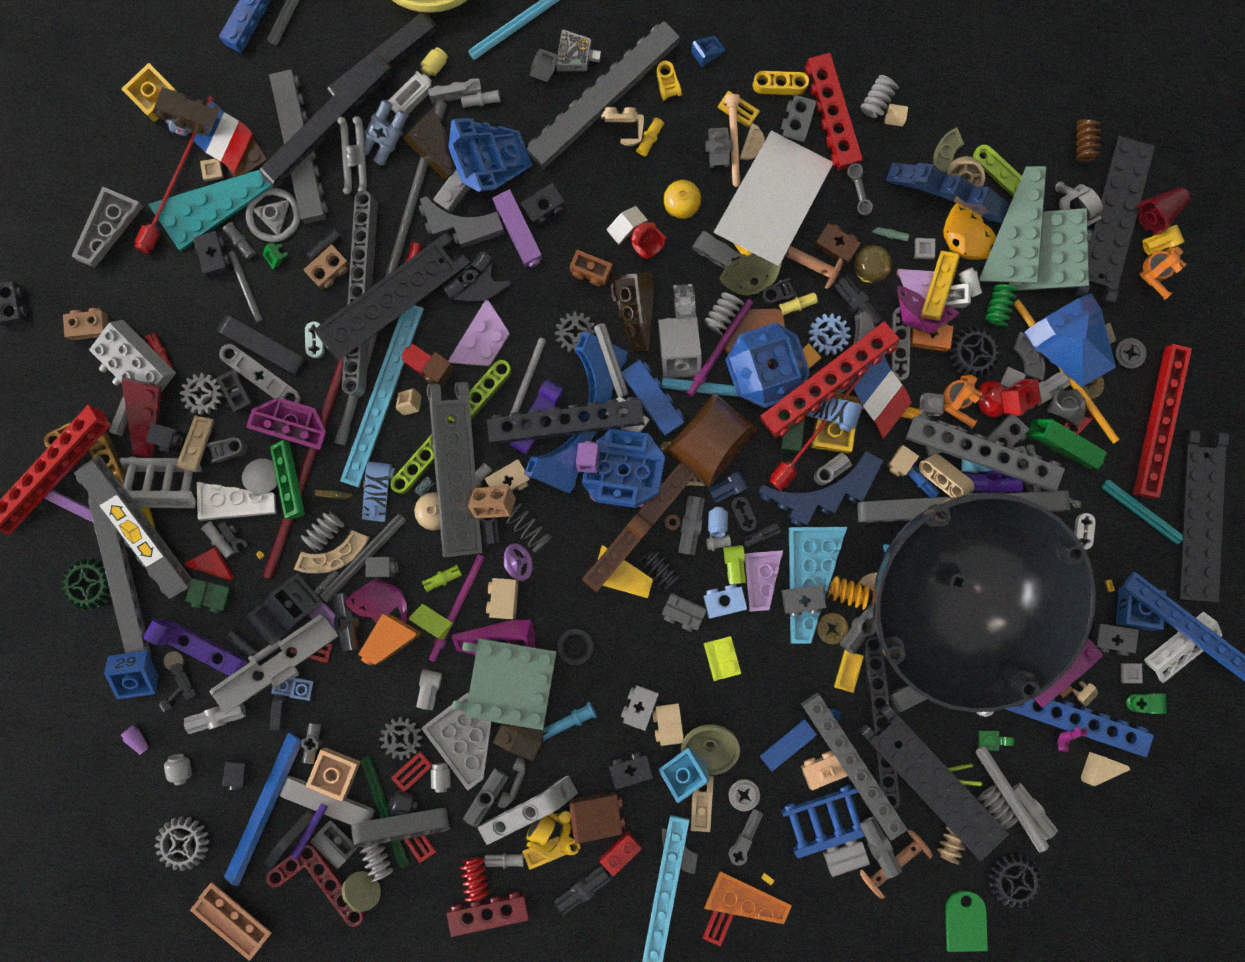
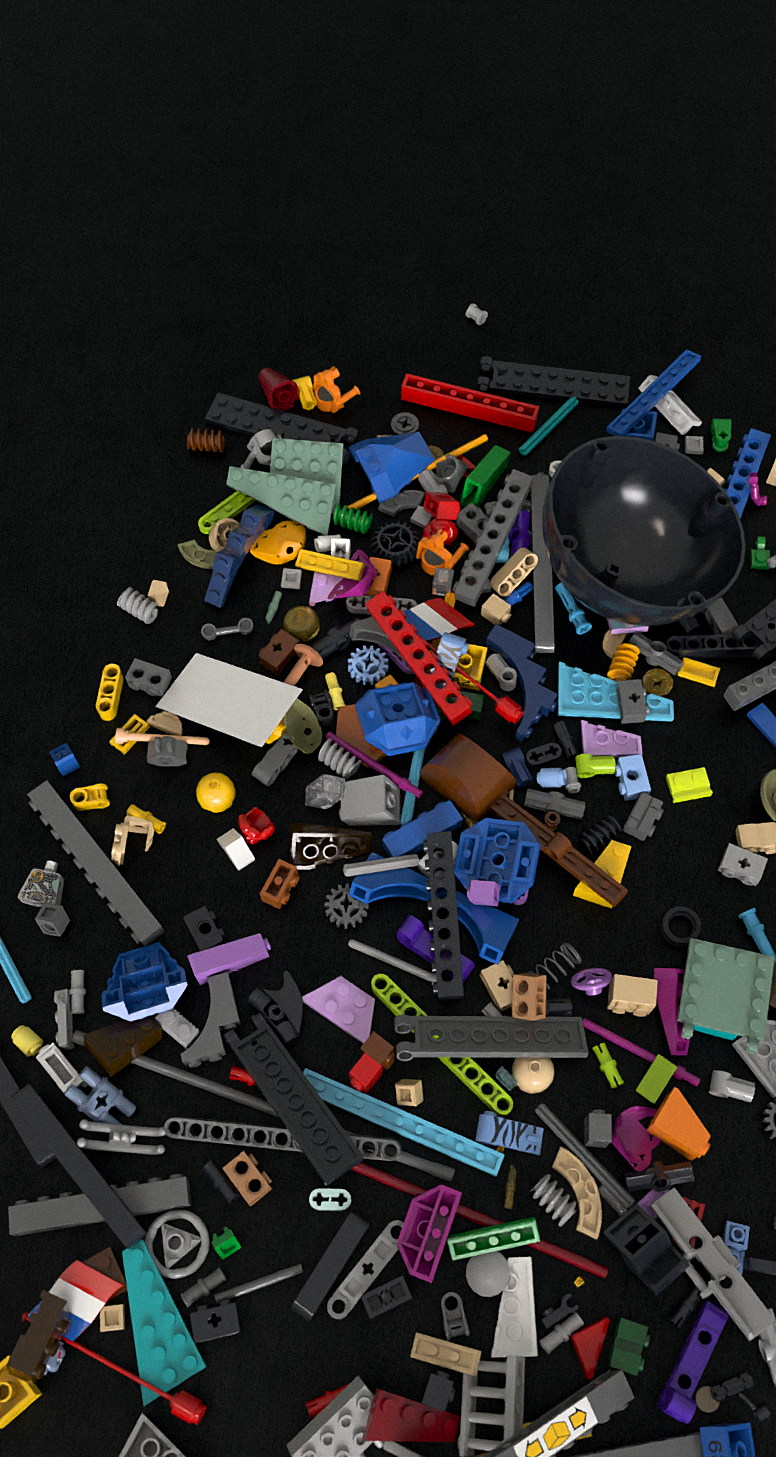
camera: 85 degrees left, 20 degrees down
(201, 385) = (374, 1343): light grey gear -> none
(824, 65) = (153, 639): red brick -> none

